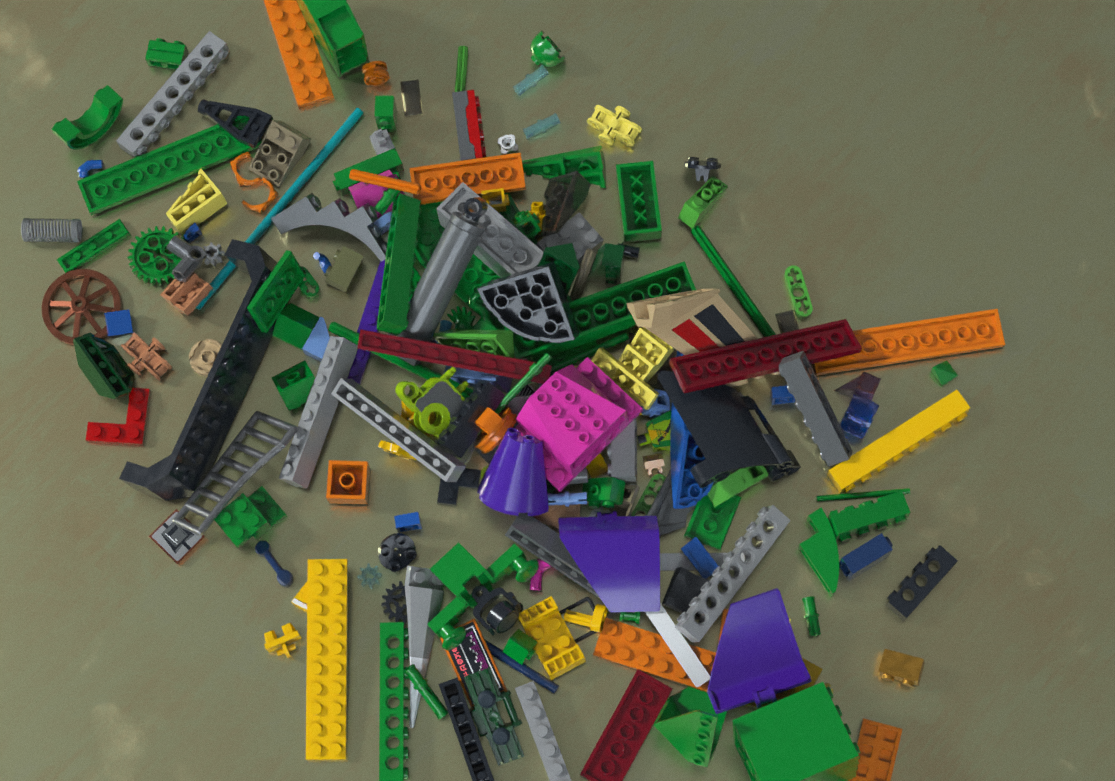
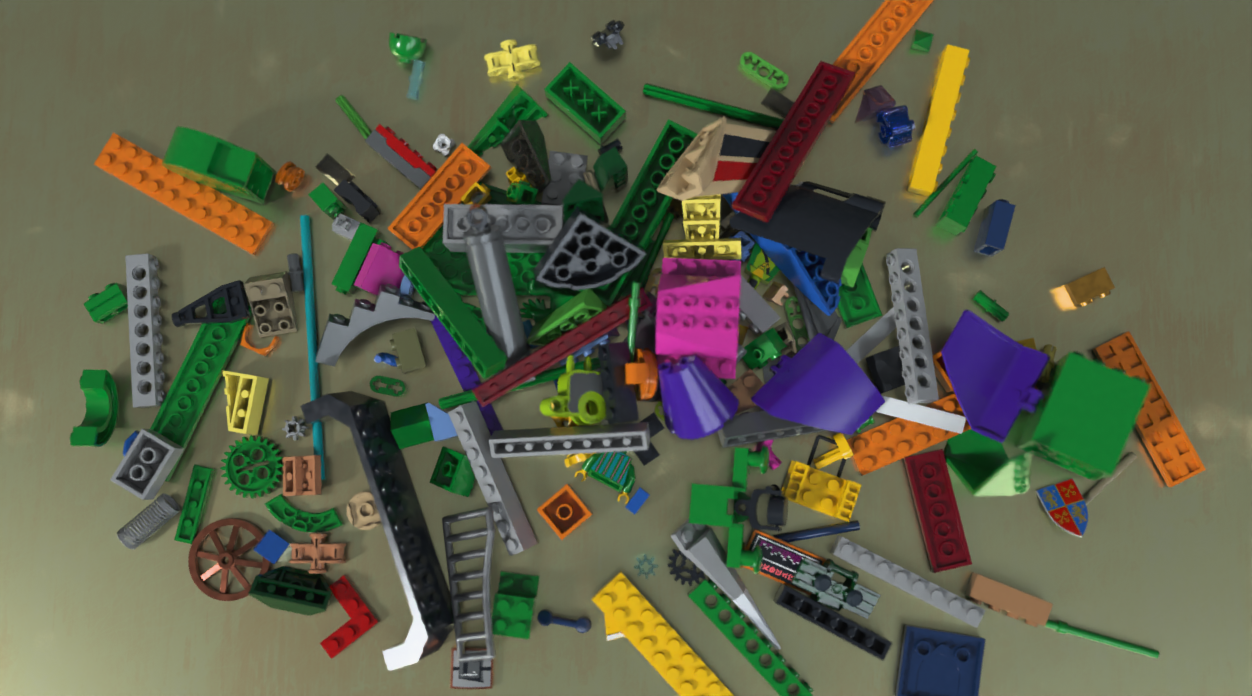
camera: 40 degrees left, 10 degrees up
(89, 188) = (147, 464): none -> light grey brick
(156, 324) = (303, 520): none -> green tile
(185, 251) = (271, 446): flat silver piece -> none
(192, 233) = (263, 426): blue tile -> none
(262, 207) = (299, 356): orange cap -> none
(274, 643) = (620, 681): yellow hips -> none
(276, 291) = (374, 416): green tile -> none
(315, 144) = (295, 272): none -> dark grey axle
(384, 181) = (381, 256): orange axle -> none
(386, 200) = (393, 264): green pin -> none
(404, 546) = (650, 530): black plate -> none
(408, 134) = (354, 195): none -> black brick
(410, 482) = (612, 470): none -> green torso
(425, 690) = (762, 614): green pin -> none
(520, 647) = (806, 518): green brick -> none
(541, 126) = (457, 108): clear light blue pin -> none
(567, 498) = (745, 378): medium blue pin -> none
(699, 557) = (874, 334): blue tile -> none
(702, 201) = (632, 63): bright green slope -> none
(781, 395) = (824, 158): blue piece -> none
(815, 408) = (865, 147): dark grey brick -> none
(822, 551) = (957, 251): green slope -> none
(903, 607) = (1053, 204): black brick -> none

